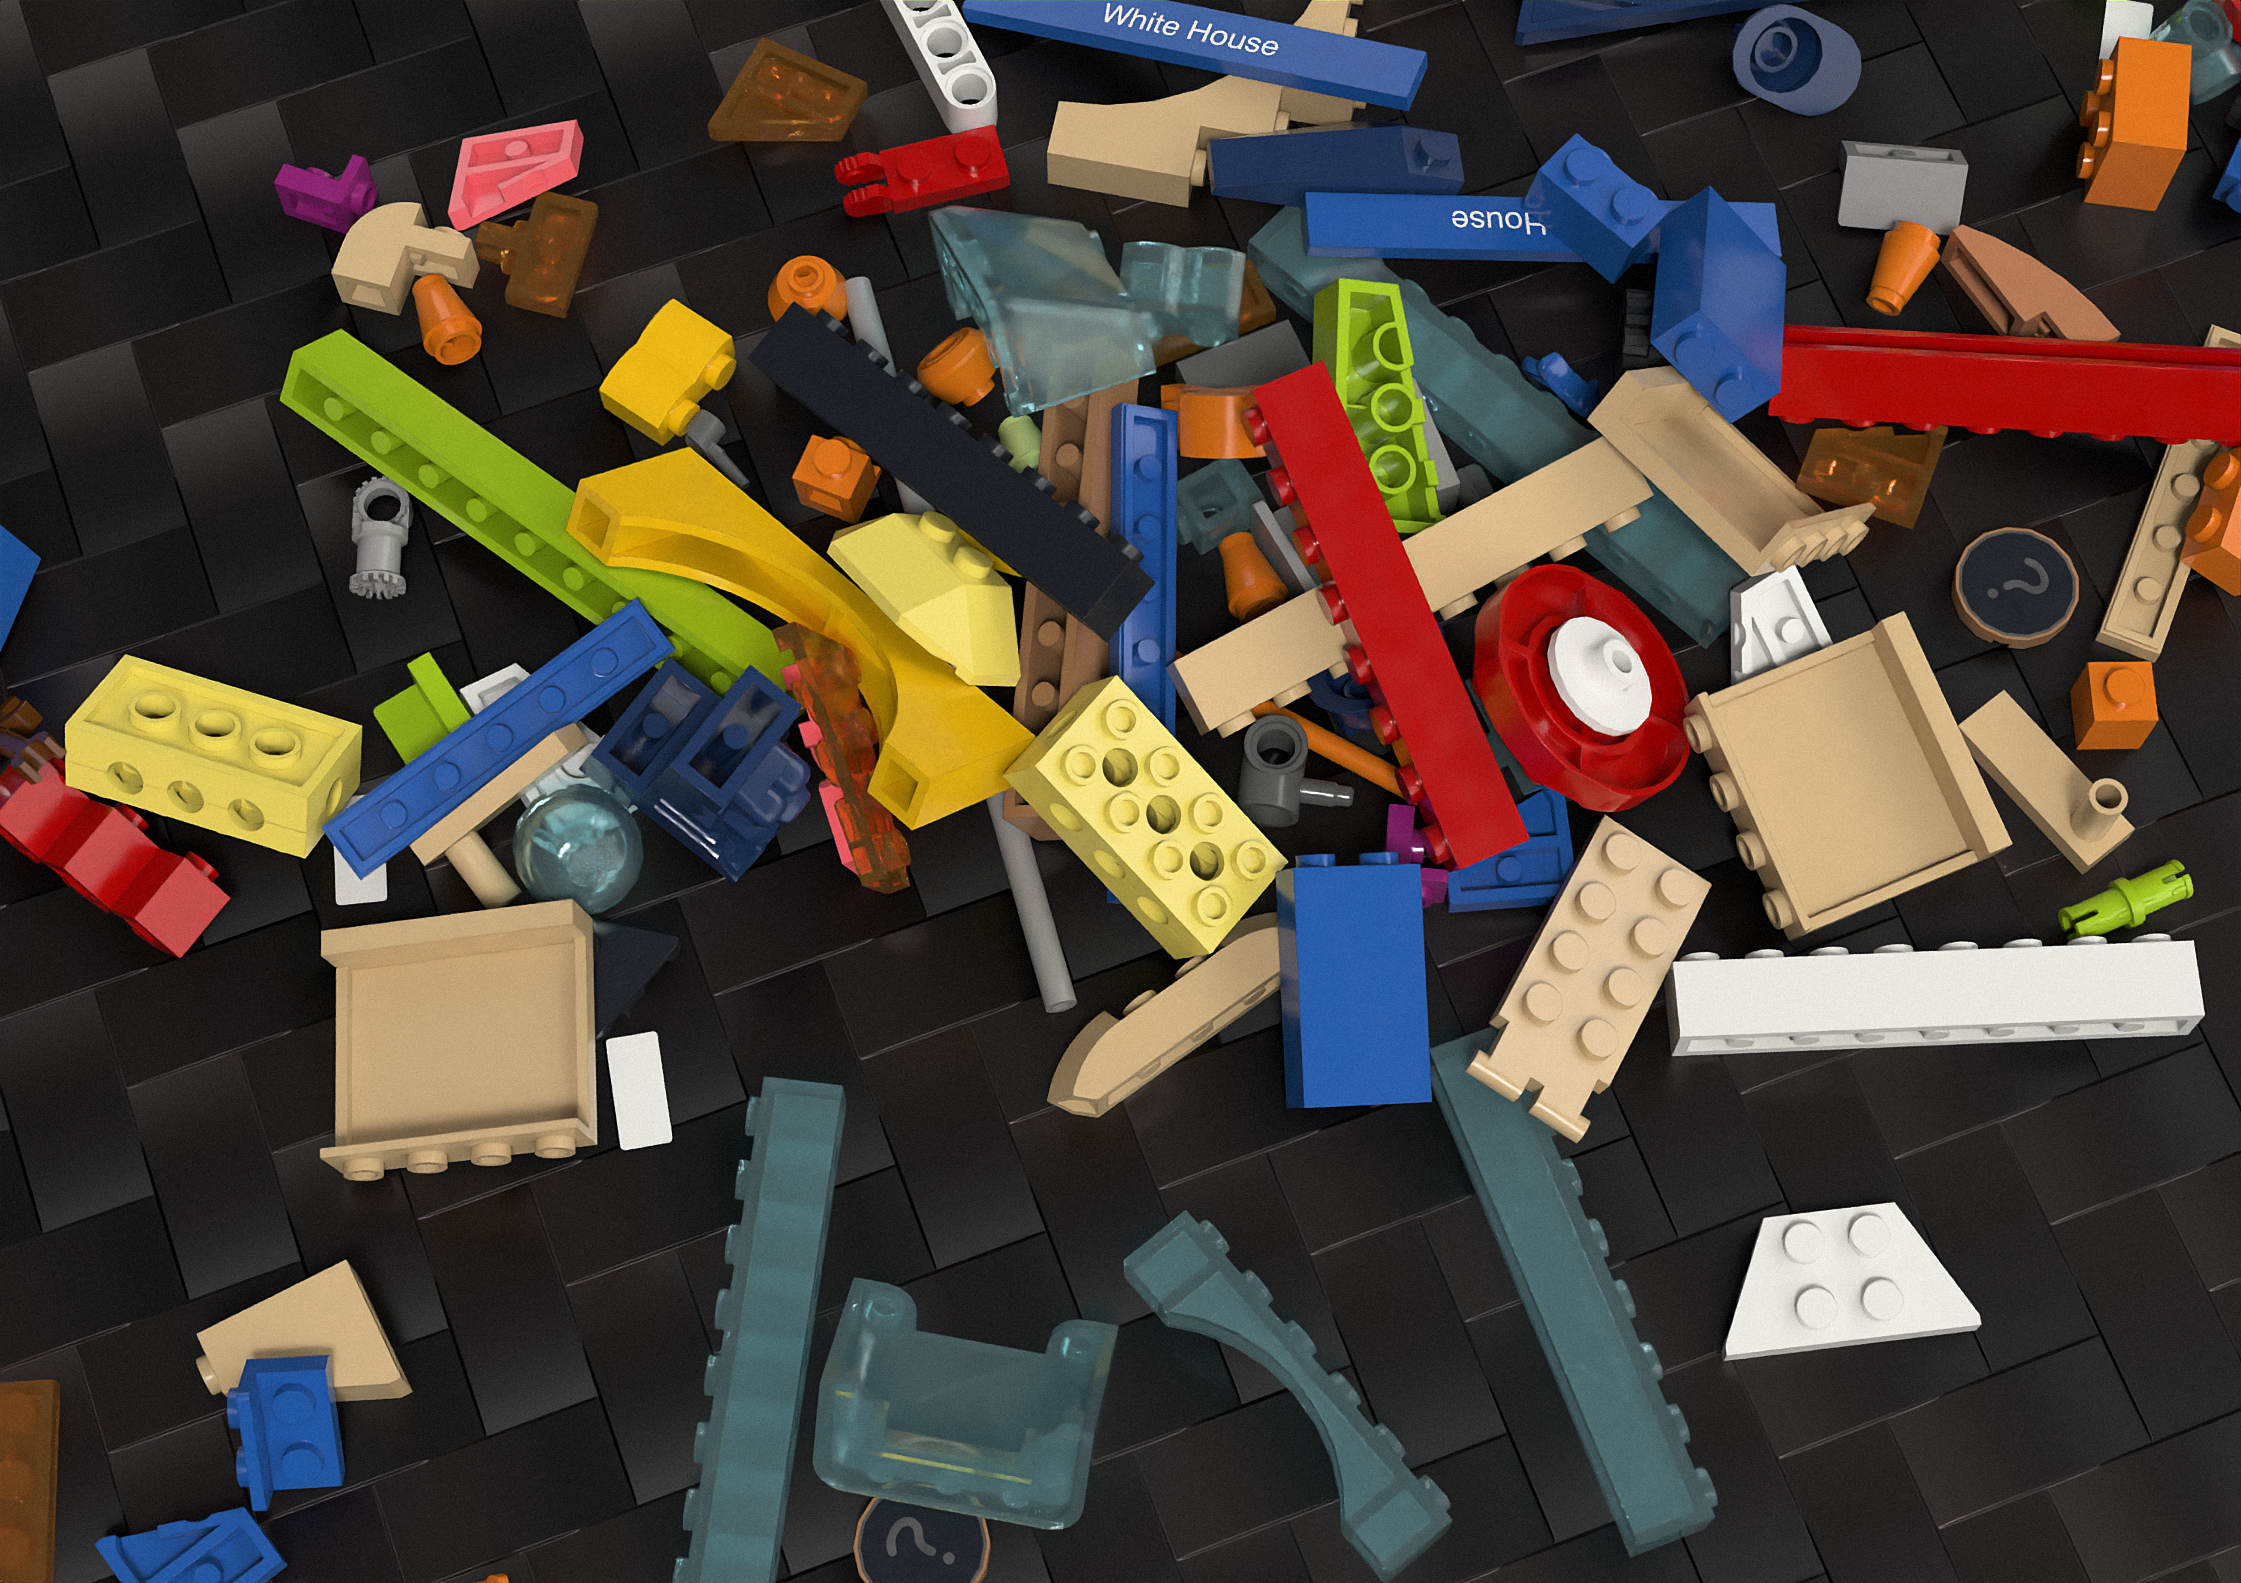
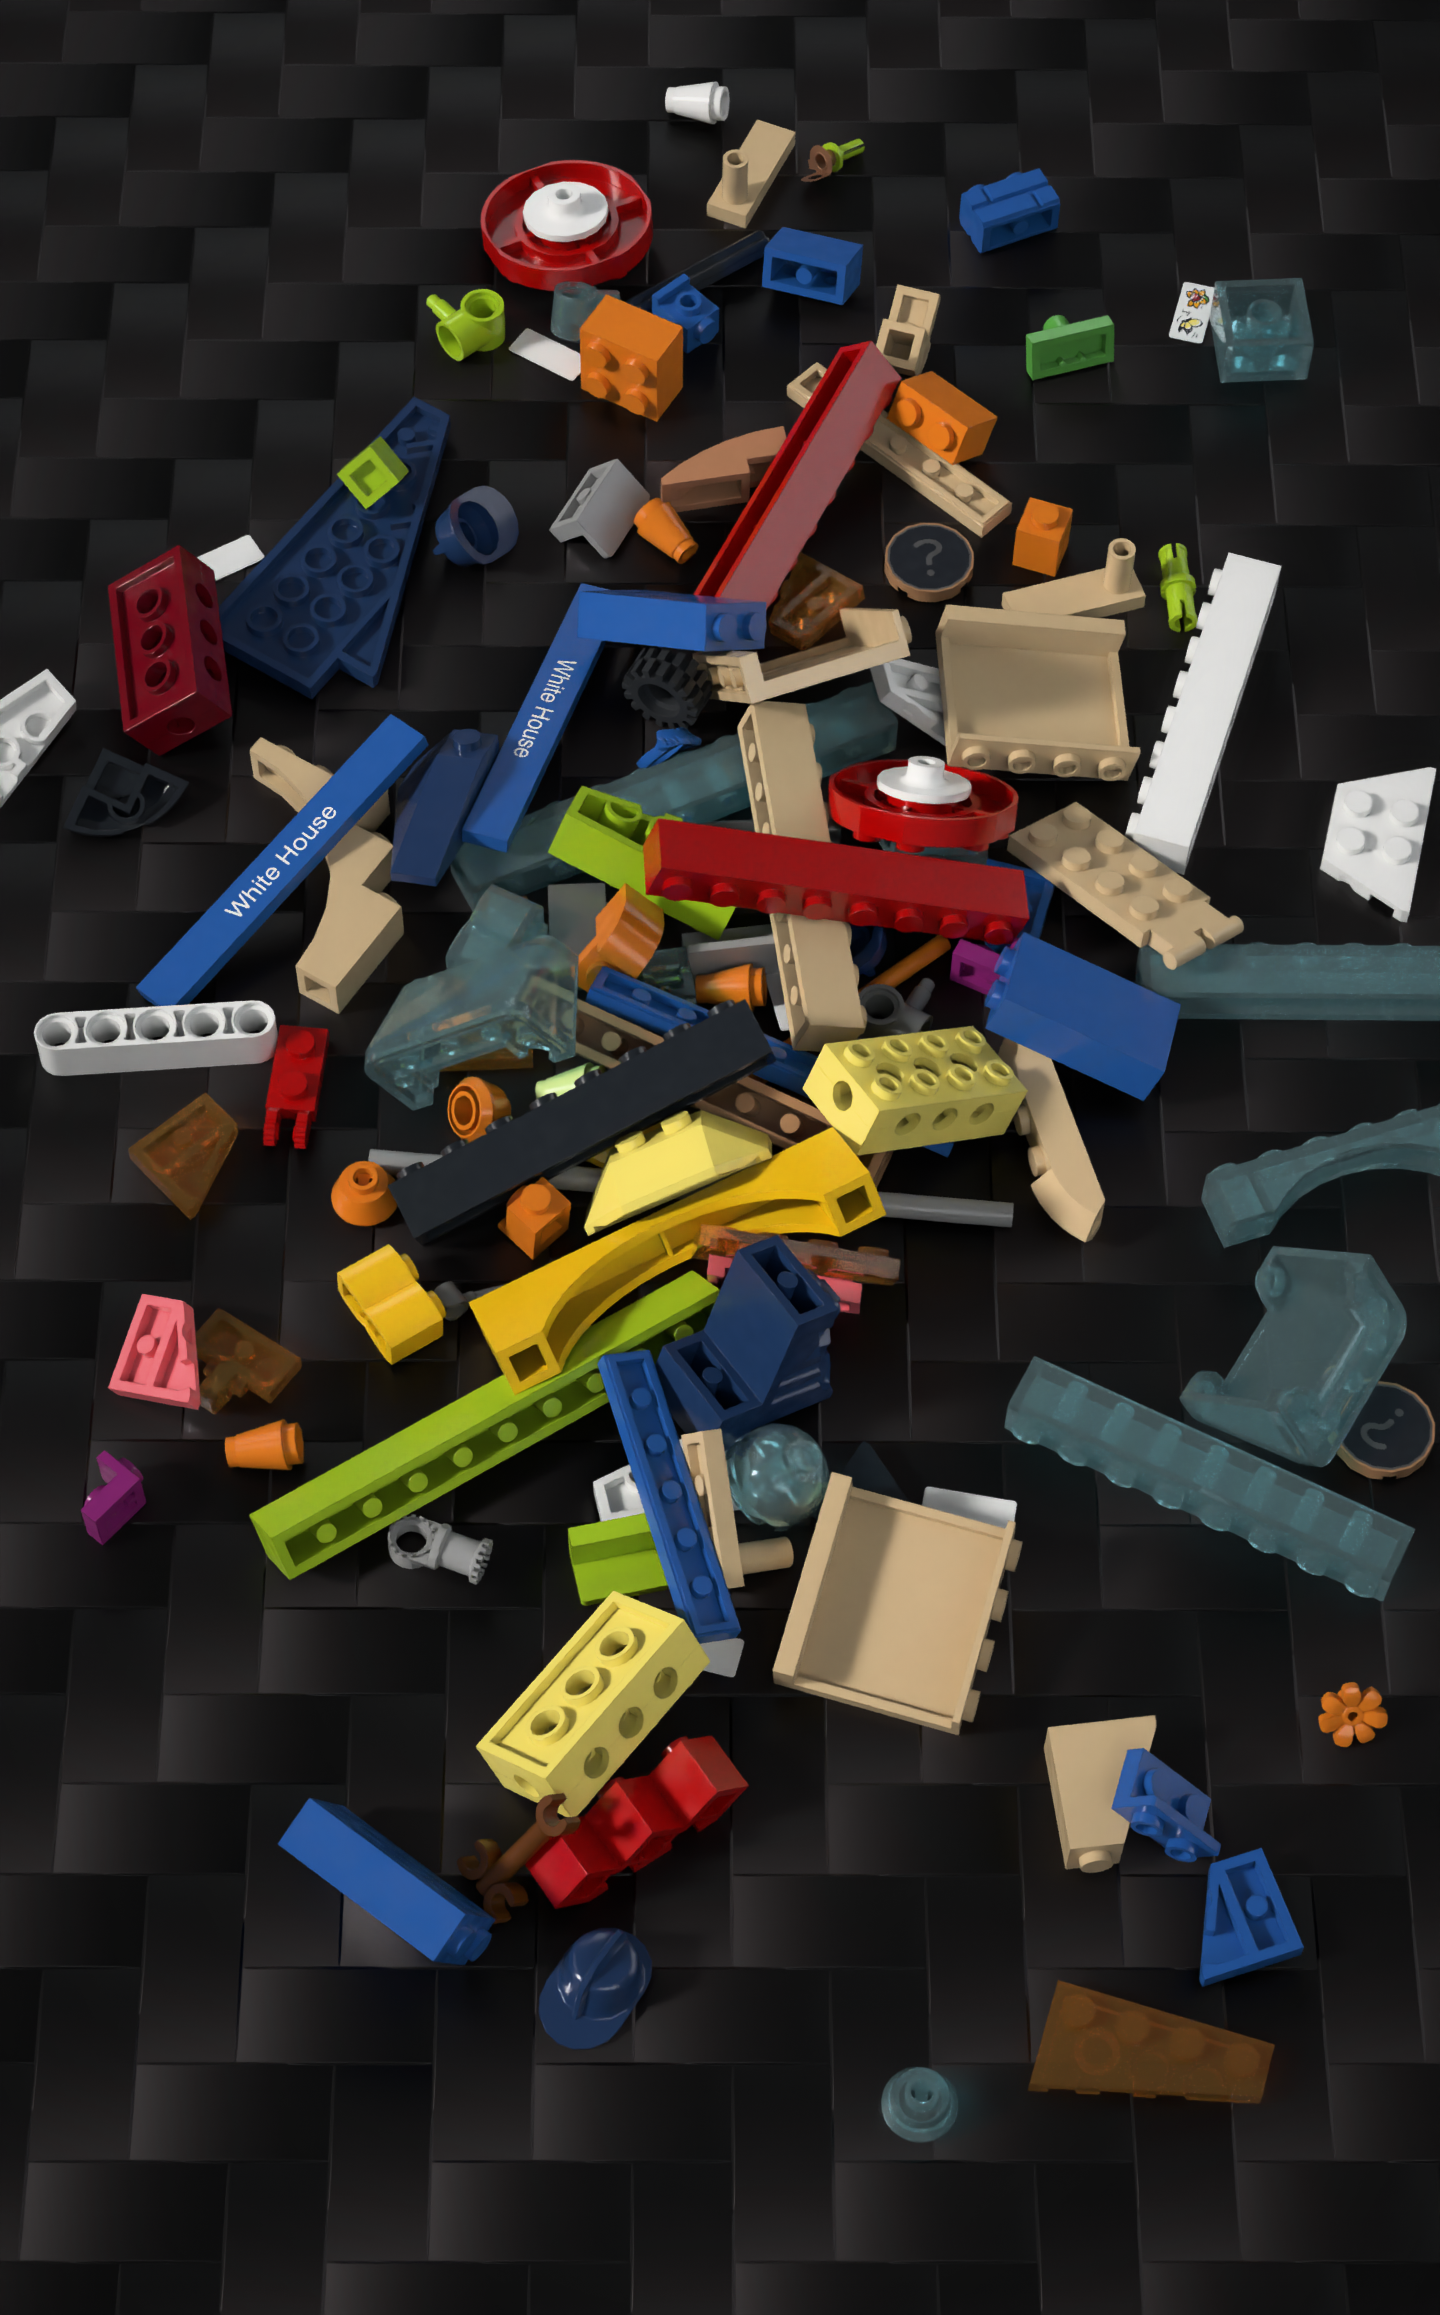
camera: 70 degrees left, 10 degrees down
(391, 248) = (189, 1462): tan brick -> none
(1595, 208) = (557, 667): blue brick -> none

